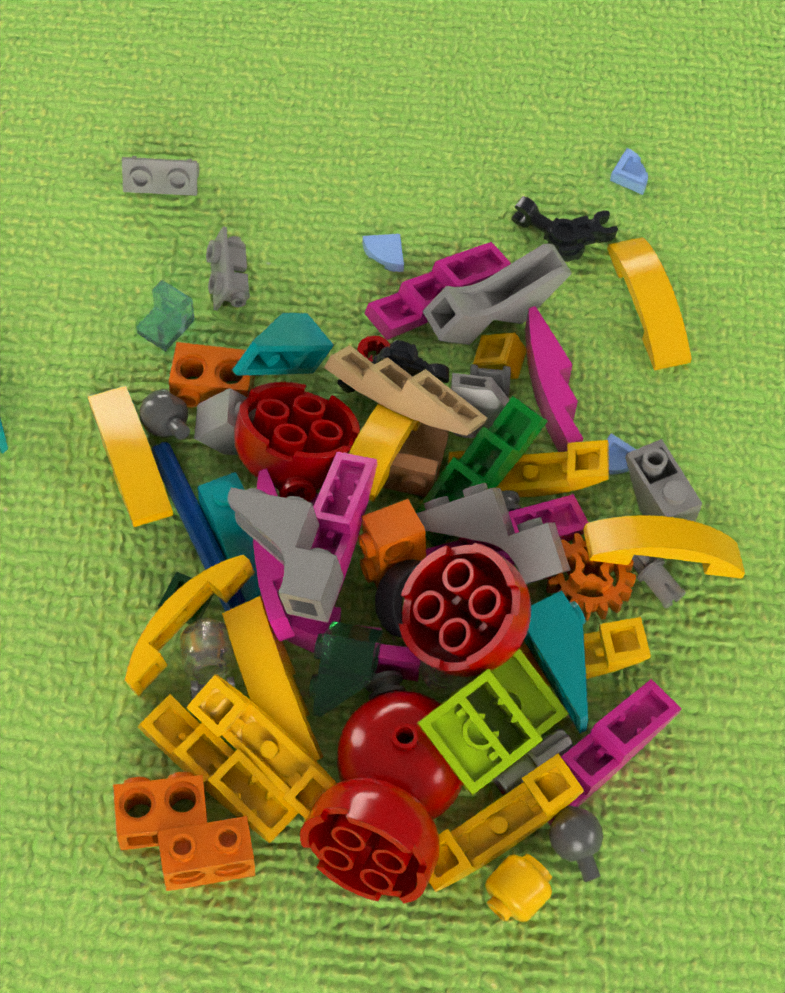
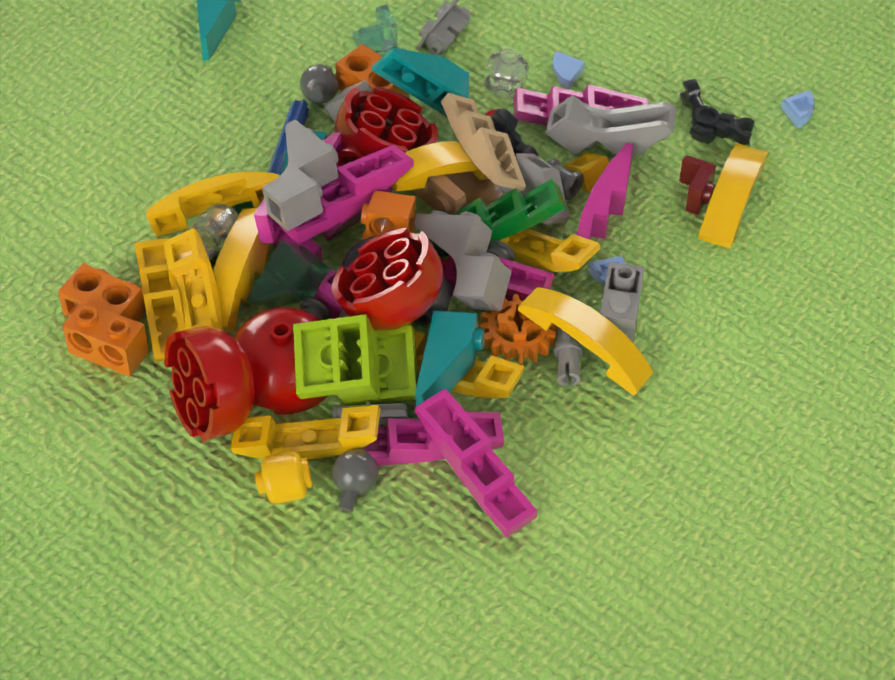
camera: 40 degrees right, 10 degrees down
(130, 456) = (273, 97): yellow slope -> none
(339, 291) = (506, 72): none -> clear head
(619, 305) = (700, 178): none -> dark red bracket
(680, 750) = (475, 463): none -> dark pink slope

